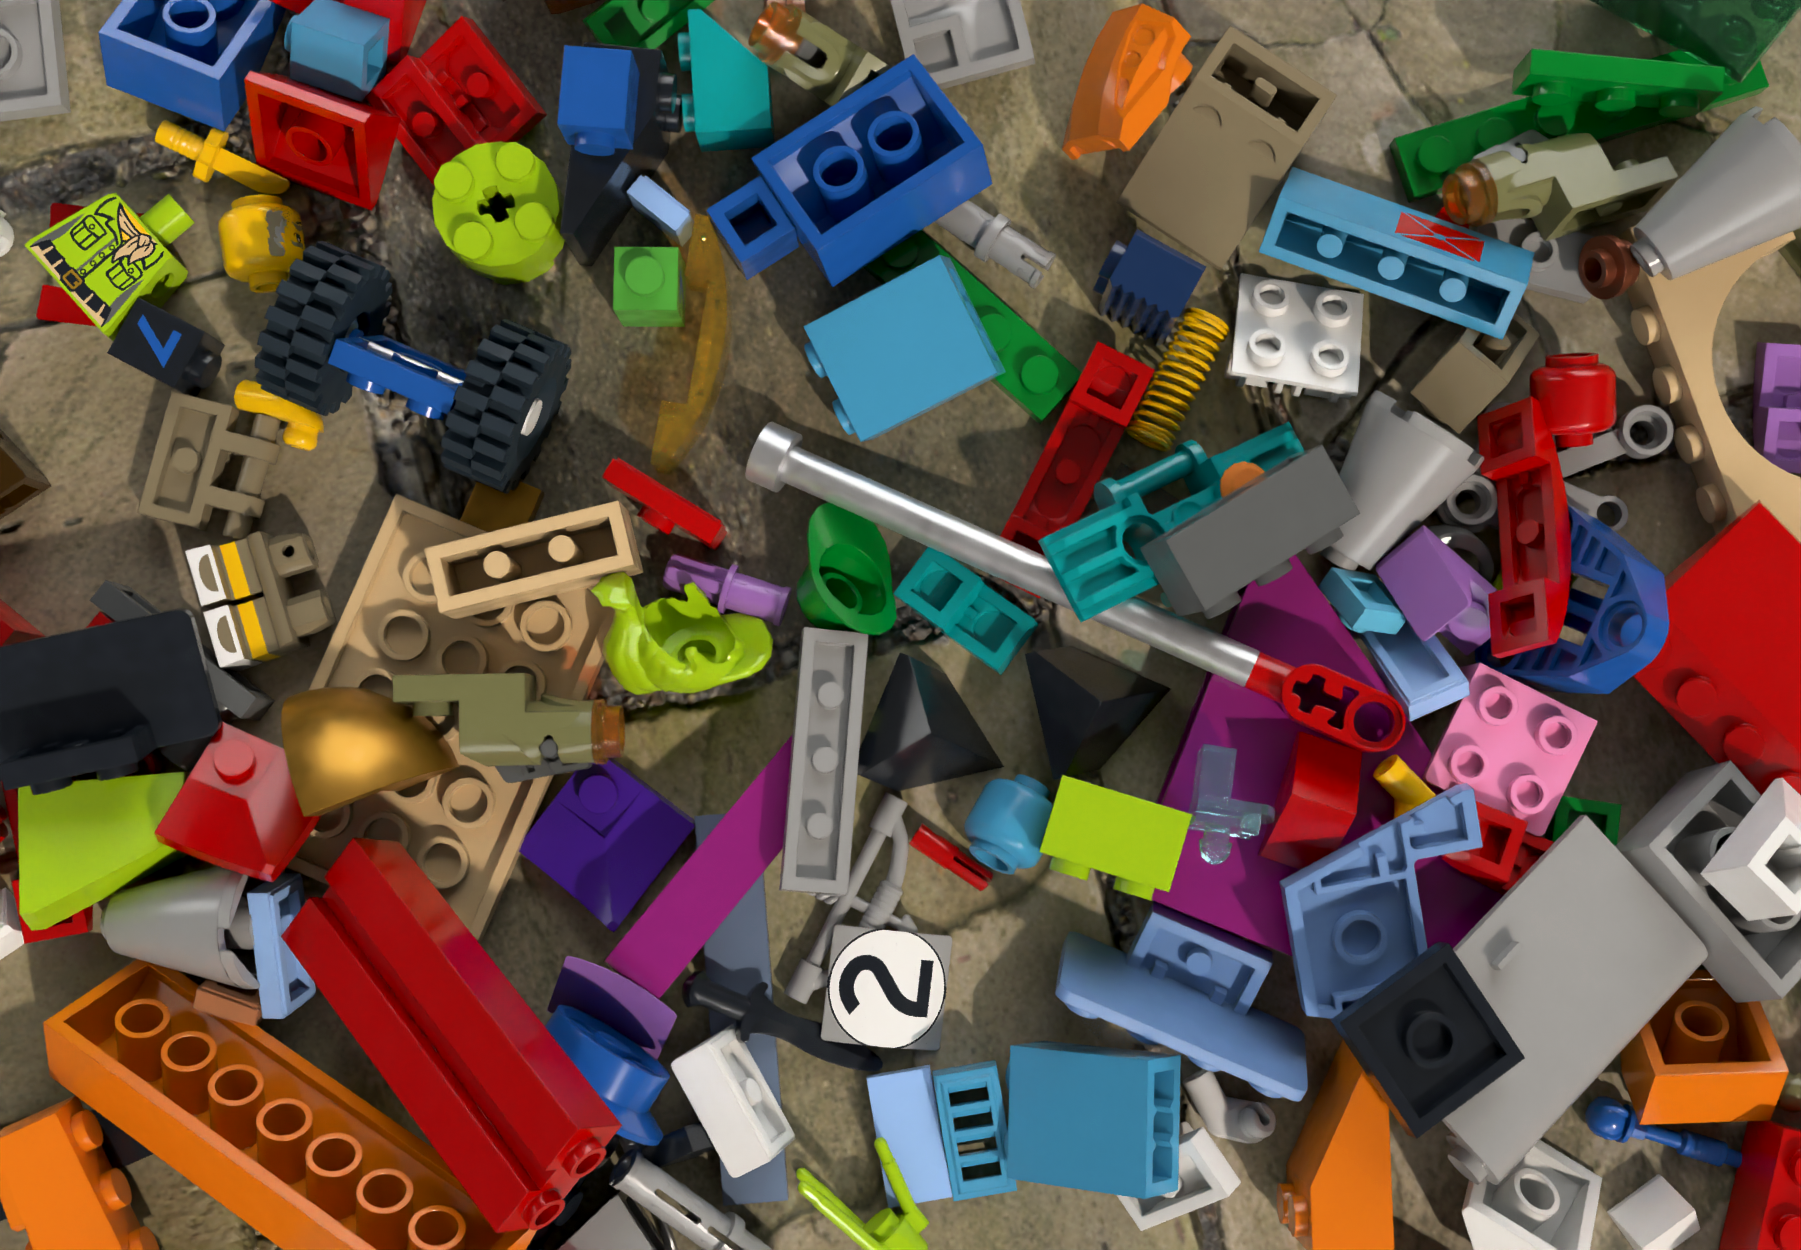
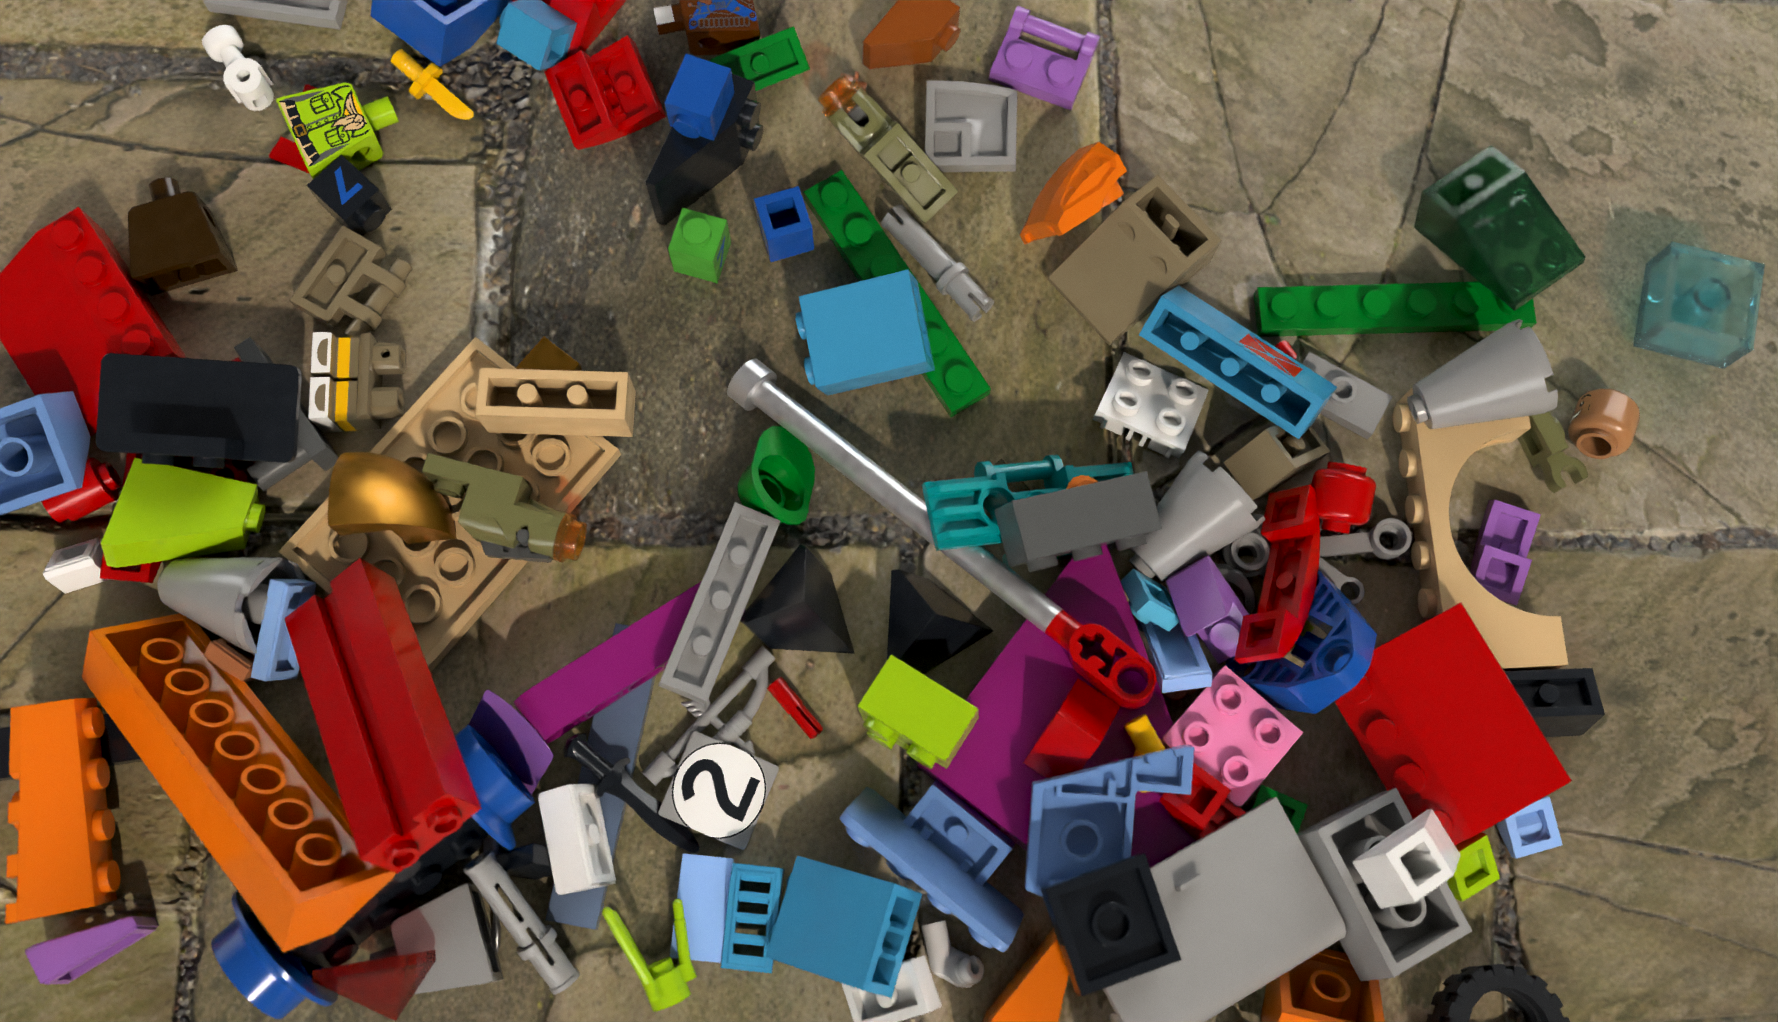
camera: 10 degrees right, 10 degrees down
(238, 808) = (286, 518): red plate -> none
(260, 241) = (440, 146): yellow head -> none
(302, 423) = (415, 254): yellow arm -> none
(320, 137) = (503, 87): red slope -> none
(331, 338) = (464, 216): black plate -> none
(479, 185) = (609, 167): lime brick -> none
(606, 839) = (546, 621): dark purple plate -> none
(661, 209) = (724, 197): light blue tile -> none
(662, 506) = (662, 397): red plate -> none
(676, 641) = (639, 493): lime piece -> none
(680, 423) = (696, 344): clear yellow slope -> none
(728, 588) = (690, 468): medium lavender axle -> none
(729, 86) = (796, 131): teal slope -> none
(874, 169) = (880, 204): blue slope -> none
(966, 609) = (858, 530): teal slope -> none
(1009, 823) = (840, 690): dark azure head -> none
(1078, 447) = (976, 434): red slope -> none
(1146, 285) = (1052, 336): dark blue brick -> none
(1154, 435) = (1030, 437): yellow piece -> none
(1215, 810) = (1003, 722): clear light blue piece -> none
(1555, 182) = (1366, 344): olive plate -> none
(1607, 266) = (1389, 412): copper plate -> none
(1617, 82) = (1425, 286): green plate -> none

